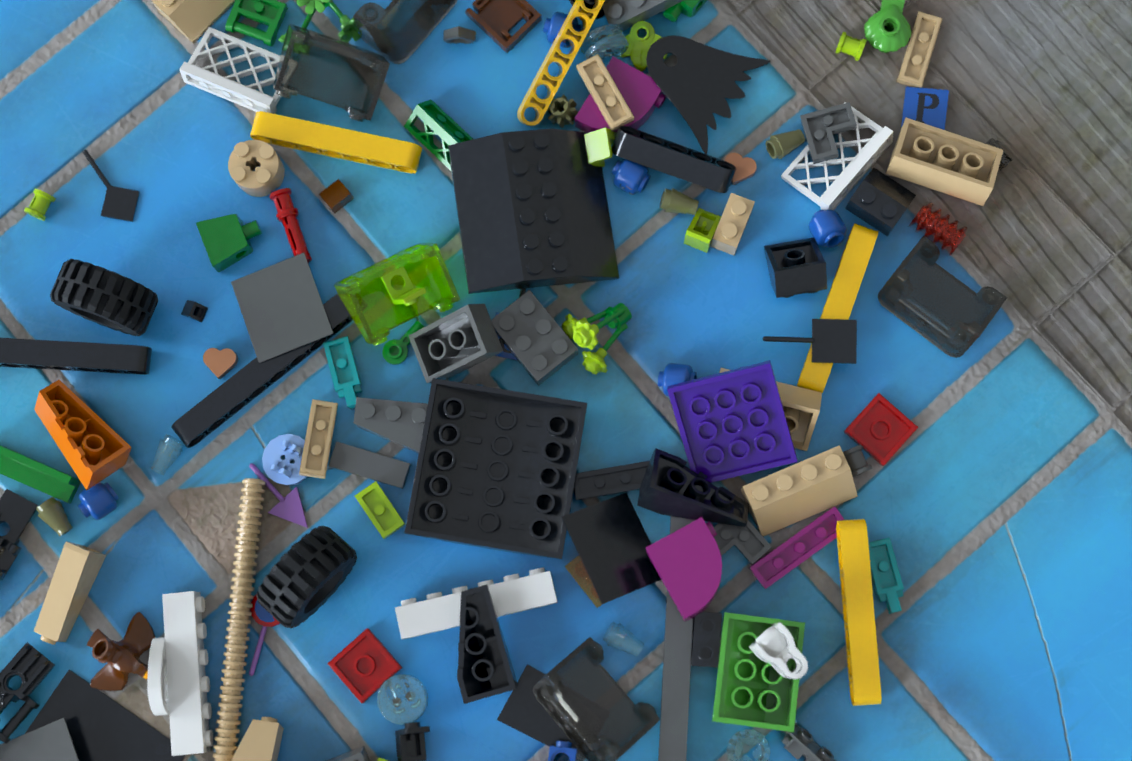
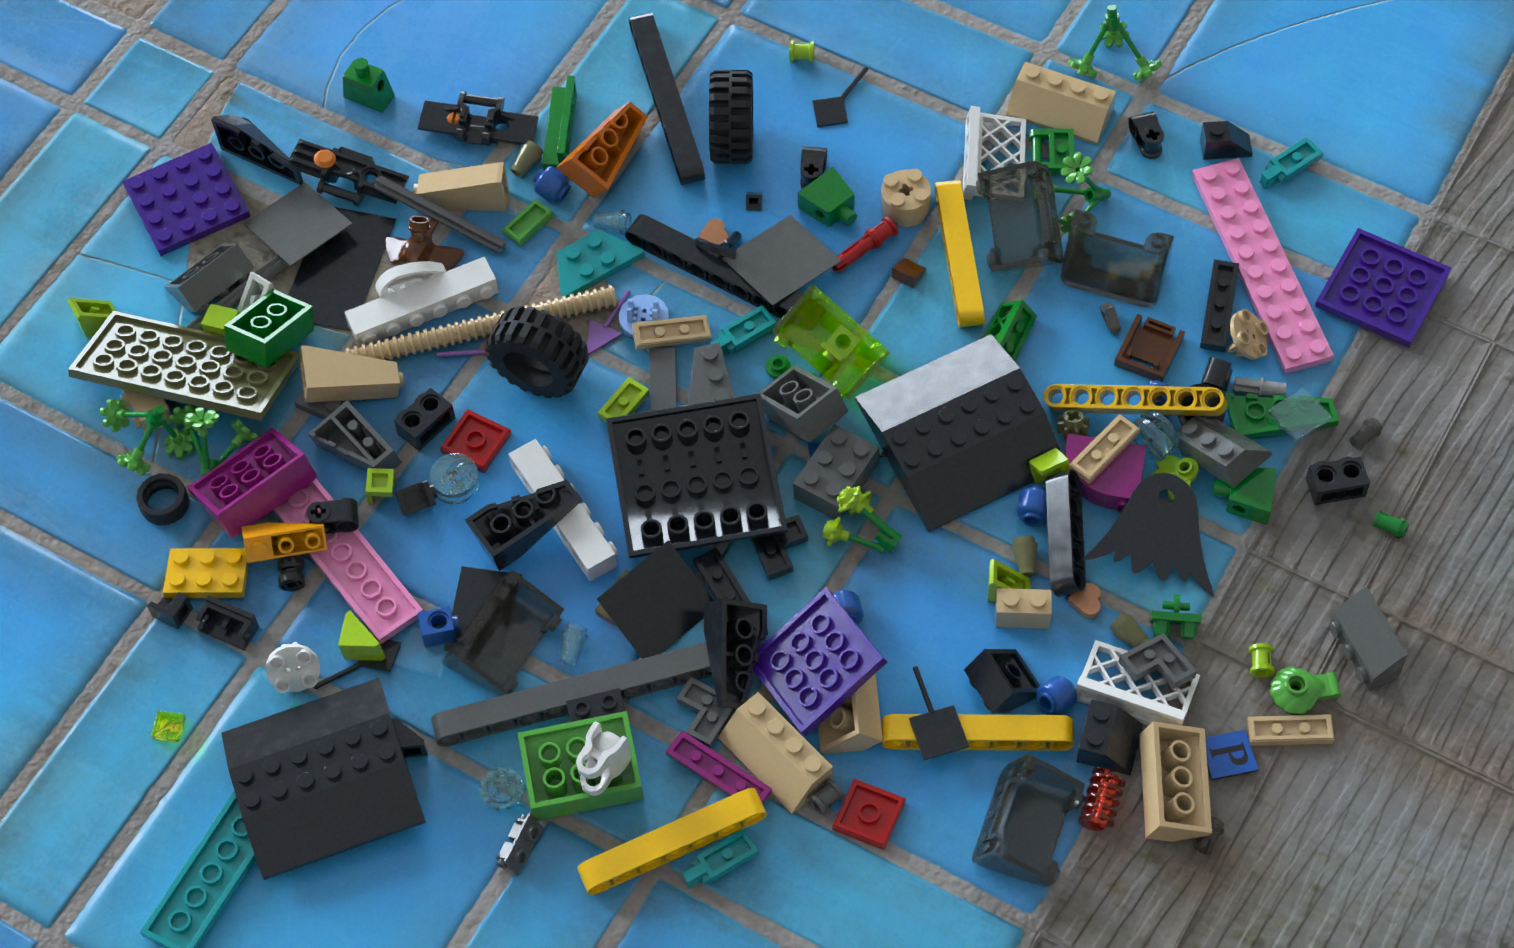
camera: 65 degrees right, 20 degrees down
(89, 625) = (440, 214): none -> dark grey axle
(130, 538) = (527, 223): none -> bright green tile
(180, 241) = (812, 164): none -> black piece
(202, 488) = (593, 260): none -> teal wing
(250, 359) = (724, 248): none -> black piece
(330, 705) = (428, 422): none -> black brick
(597, 424) = (772, 548): none -> black plate
(689, 566) = (659, 665): magenta brick -> none
(783, 98) = (1187, 621): none -> green hips

